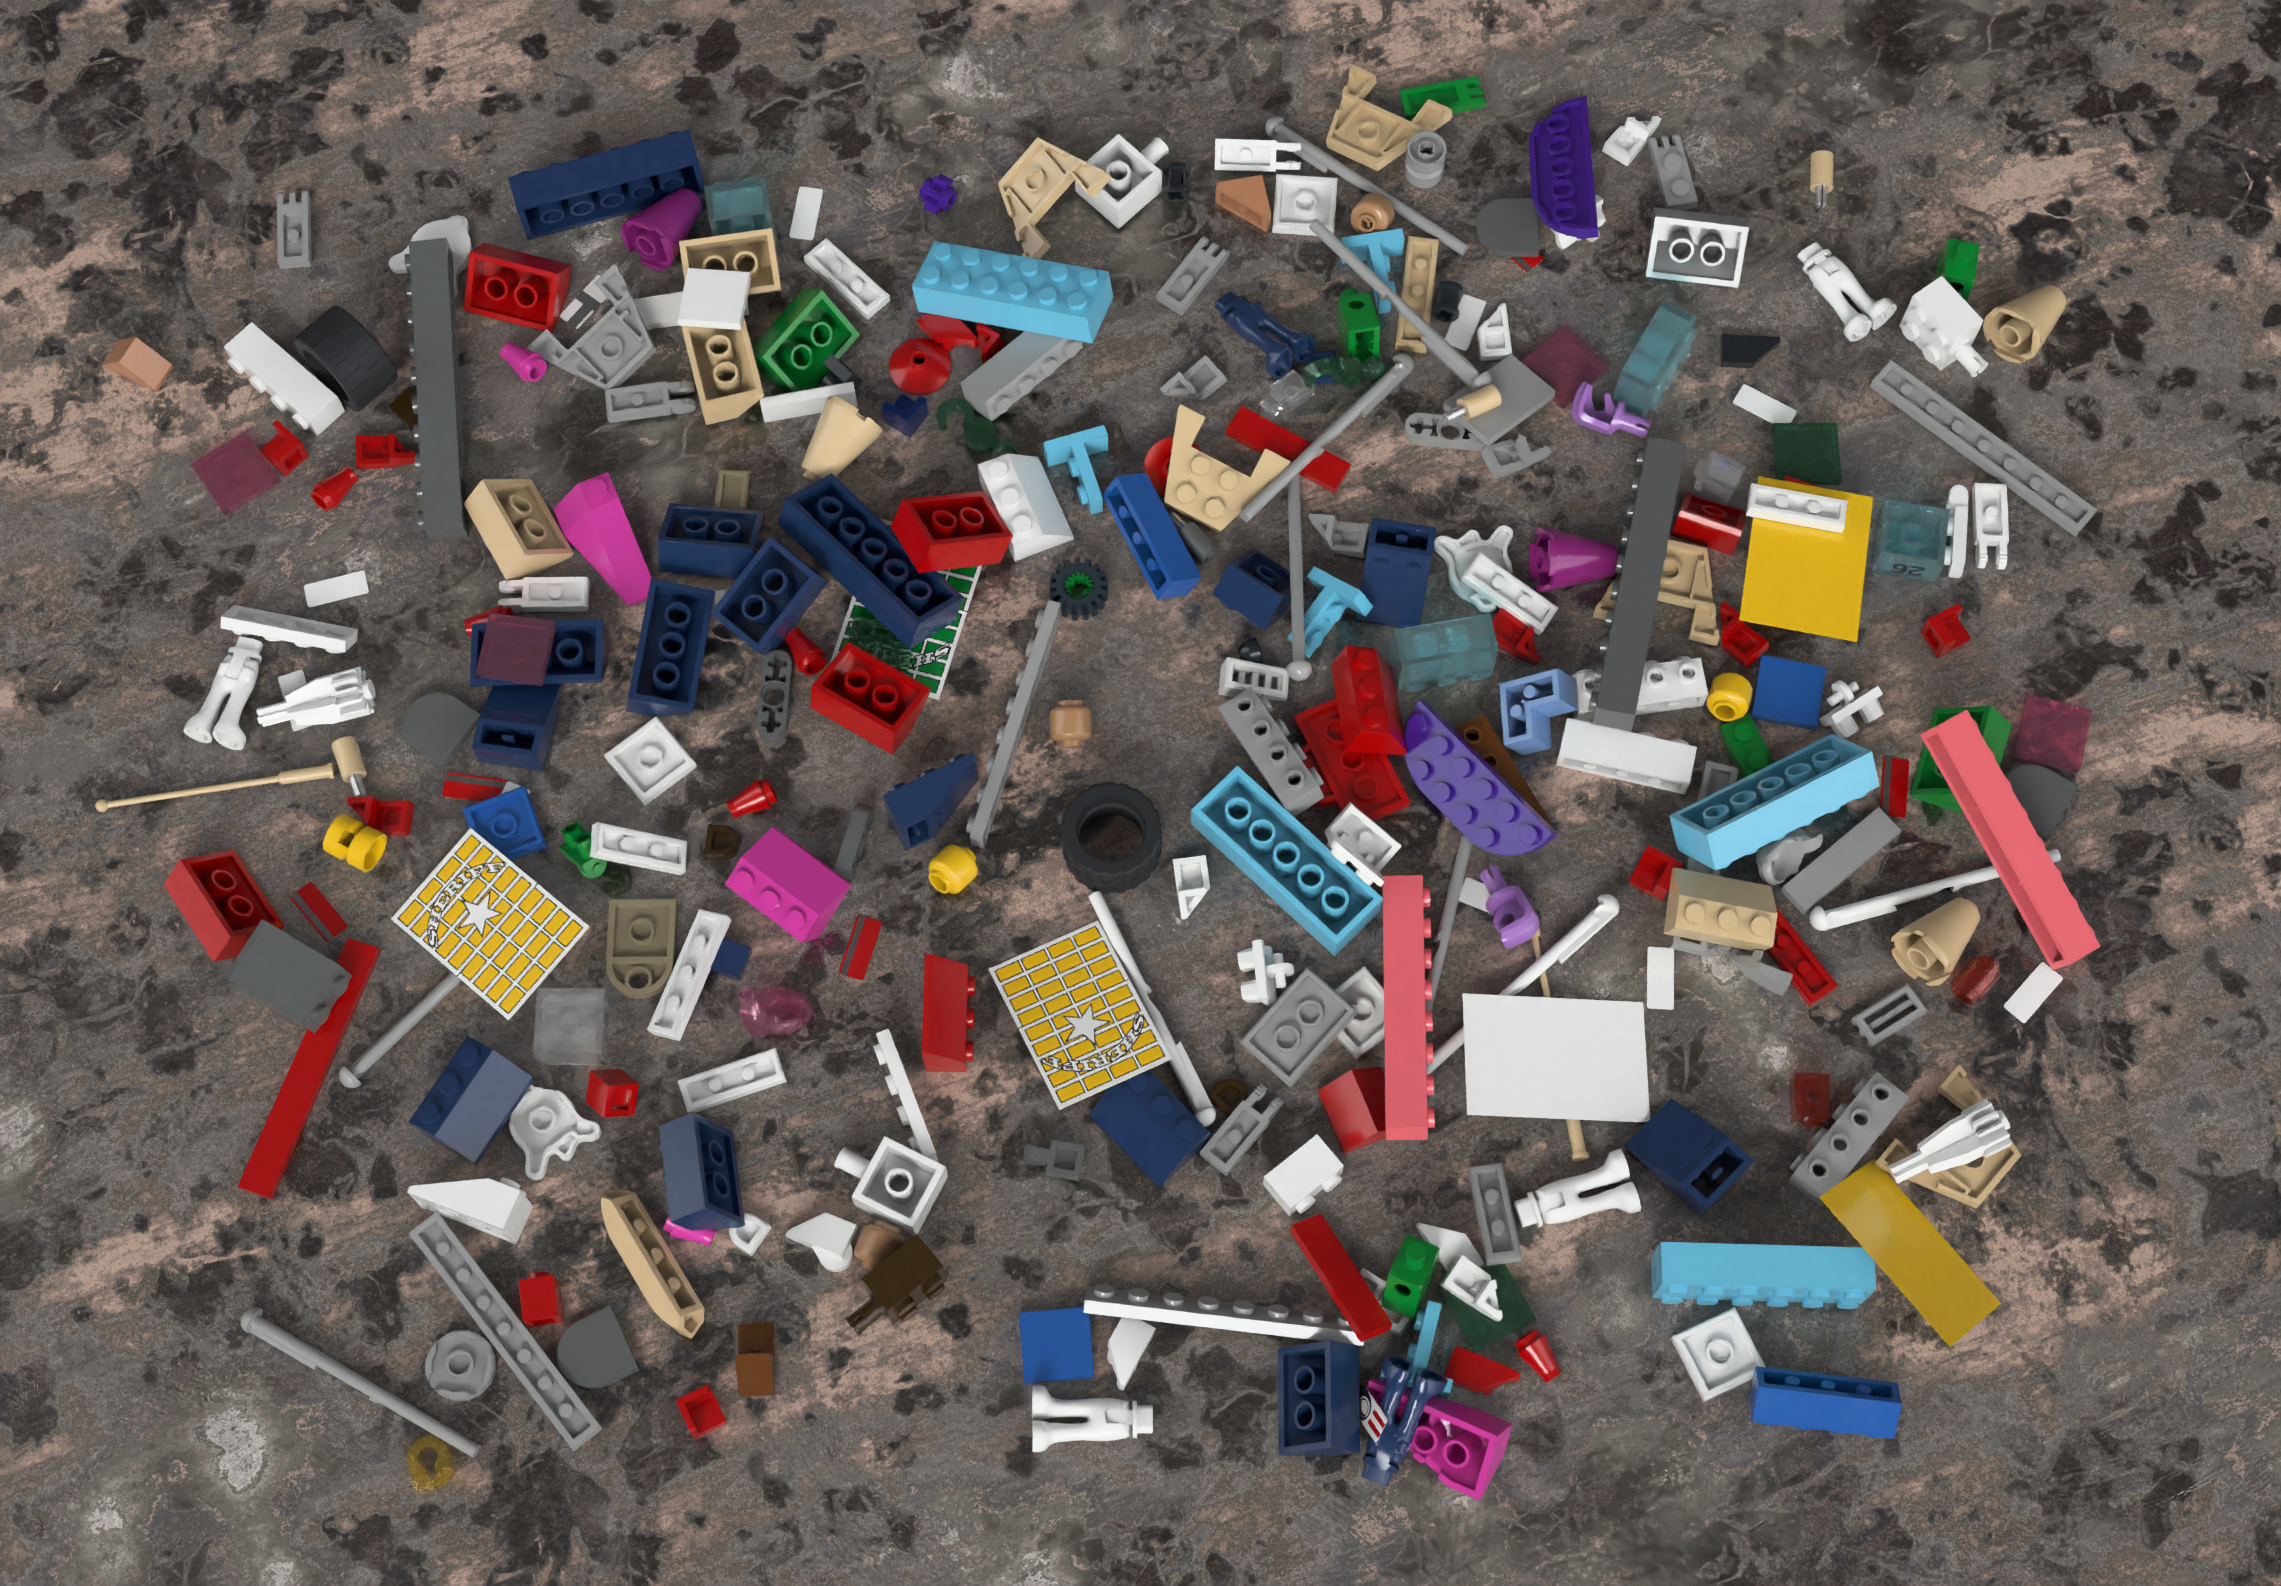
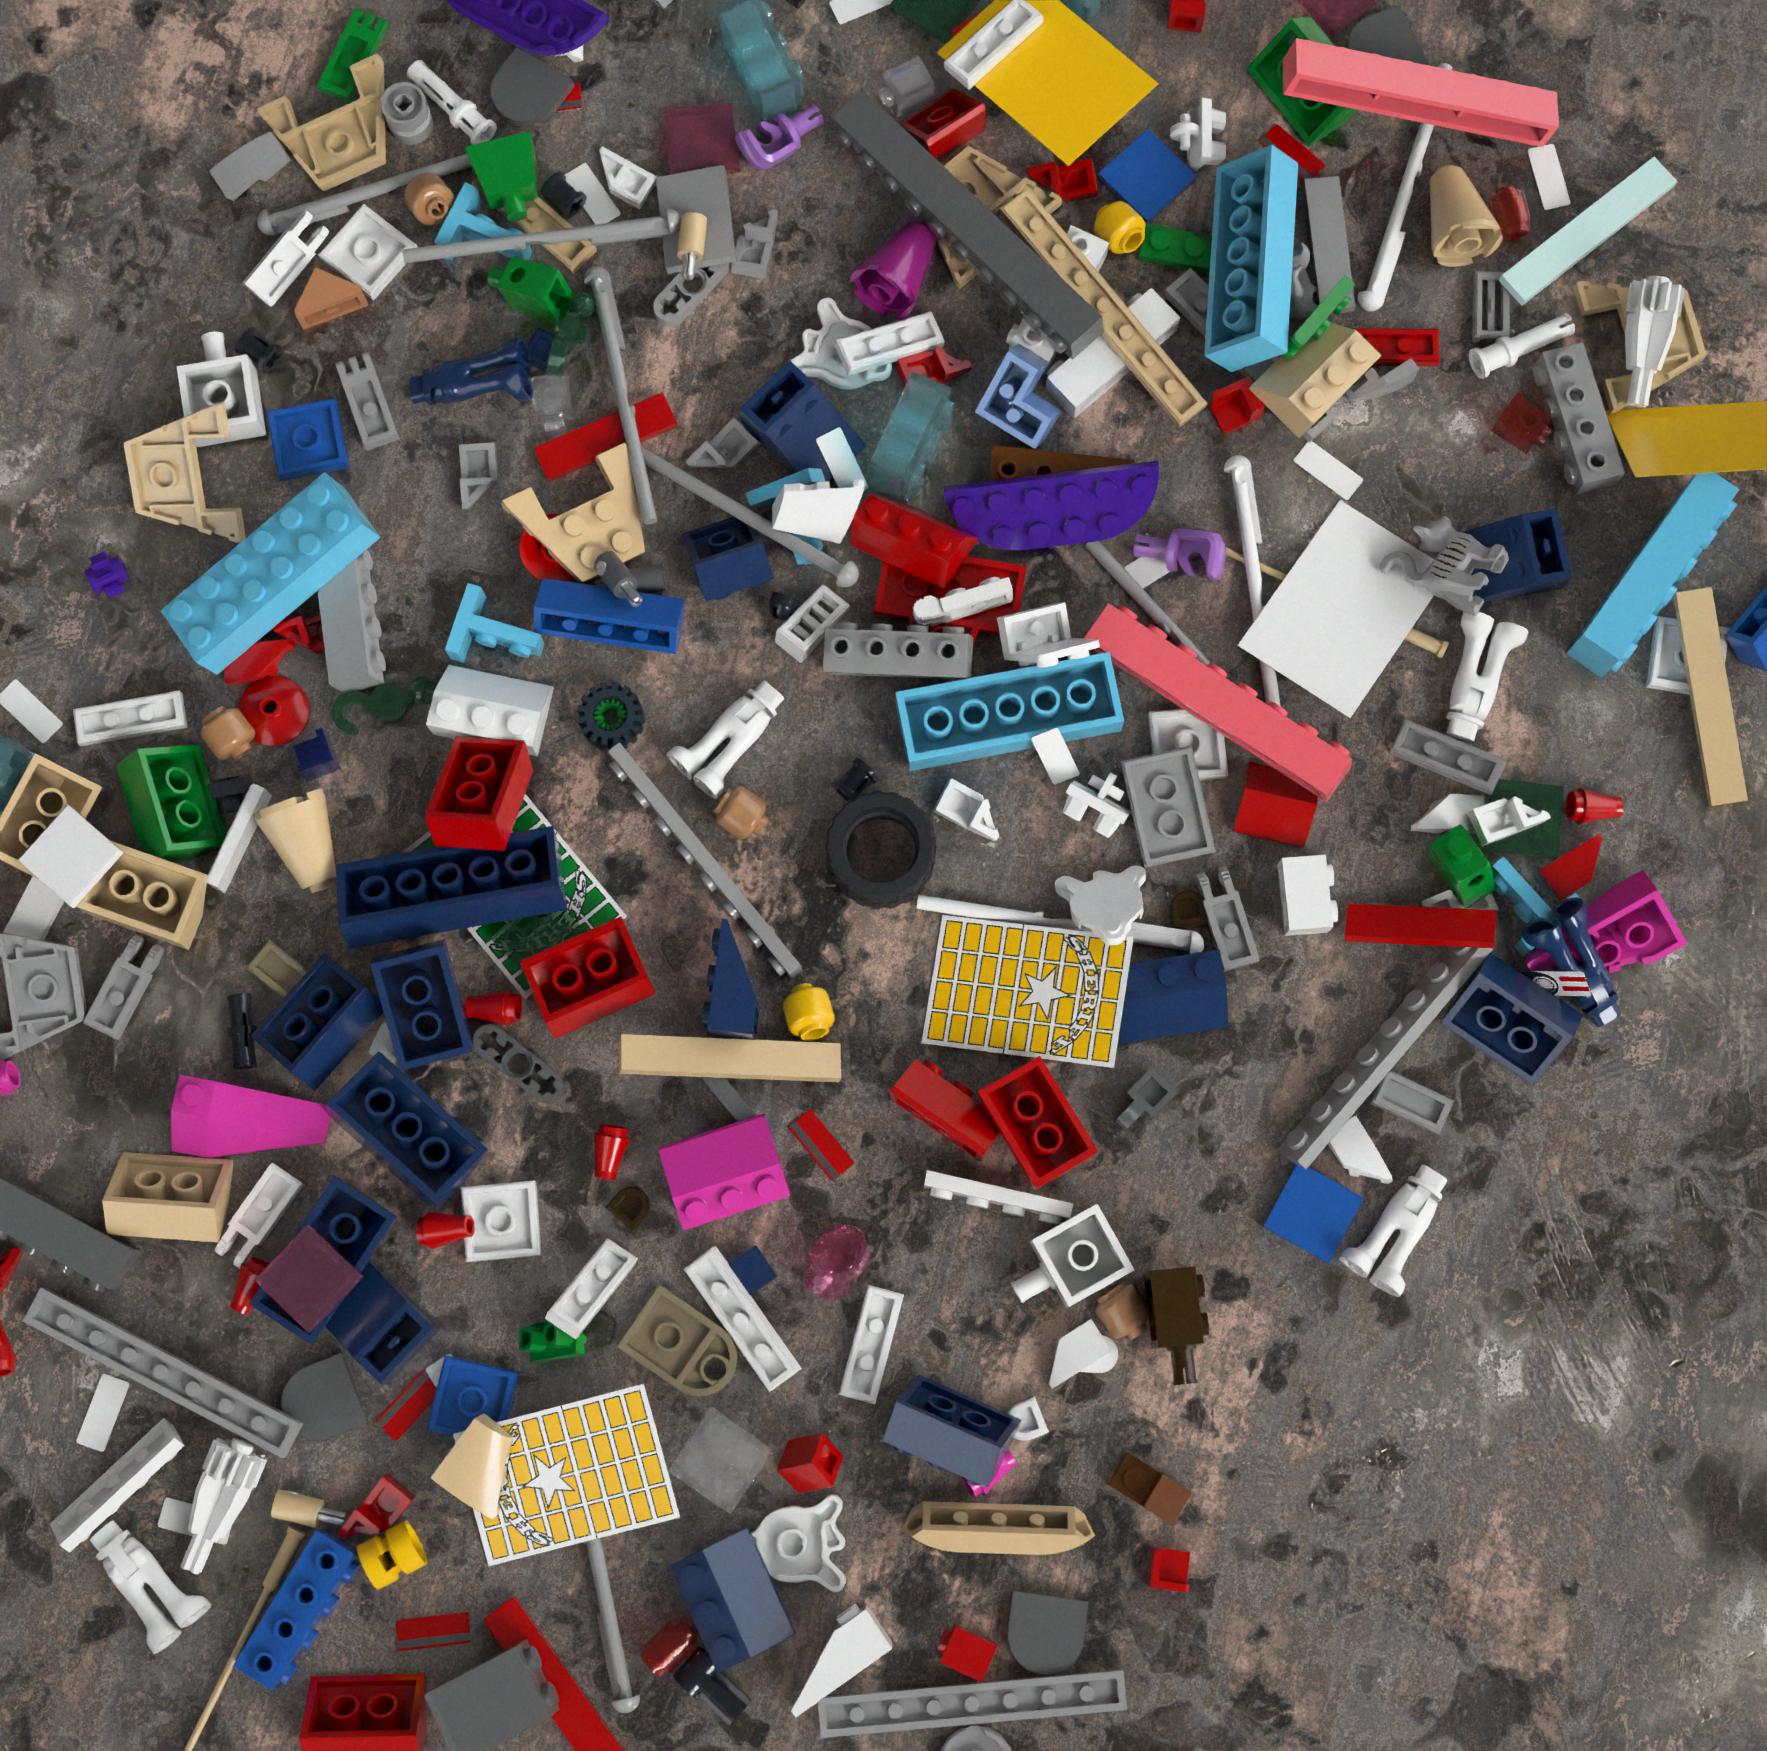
camera: 55 degrees left, 10 degrees up
(274, 806) = (297, 1609): none -> blue brick
(388, 606) = (163, 1372): none -> light grey plate
(398, 1132) = (715, 1689): none -> black piece
(407, 1080) = (668, 1647): none -> clear red brick
(456, 855) = (477, 1466): none -> tan slope
(615, 721) = (441, 1229): none -> red cone
(688, 484) = (241, 1031): none -> black pin
(877, 833) = (729, 1058): none -> tan tile
(879, 344) = (227, 733): none -> medium nougat head
(977, 1084) = (1037, 1123): none -> red slope
(1135, 257) = (308, 439): none -> blue tile
(1139, 680) = (741, 723): none -> white piece
(1154, 788) = (855, 780): none -> black bush
(1182, 519) = (617, 577): none -> dark grey piece
(1188, 1027) = (1106, 902): none -> white tile
(1198, 1367) = (1412, 1102): none -> light grey tile
(1275, 916) = (1055, 756): none -> white sticker
(1311, 87) = (247, 164): none -> light grey slope
(1332, 617) = (816, 509): none -> white slope
(1344, 771) = (962, 602): none -> white hinge
(1391, 617) = (840, 458): none -> white sticker
(1431, 251) = (506, 173): none -> green torso
(1456, 195) = (461, 112): none -> white pin
(1643, 1114) = (1451, 571): none -> light grey animal
(1651, 721) = (1120, 325): none -> tan tile
(1696, 1389) = (1710, 697): none -> tan tile
(1764, 880) = (1317, 322): none -> green hinge
(1860, 1048) = (1507, 350): none -> white pin
(2010, 1048) = (1587, 231): none -> light aqua tile

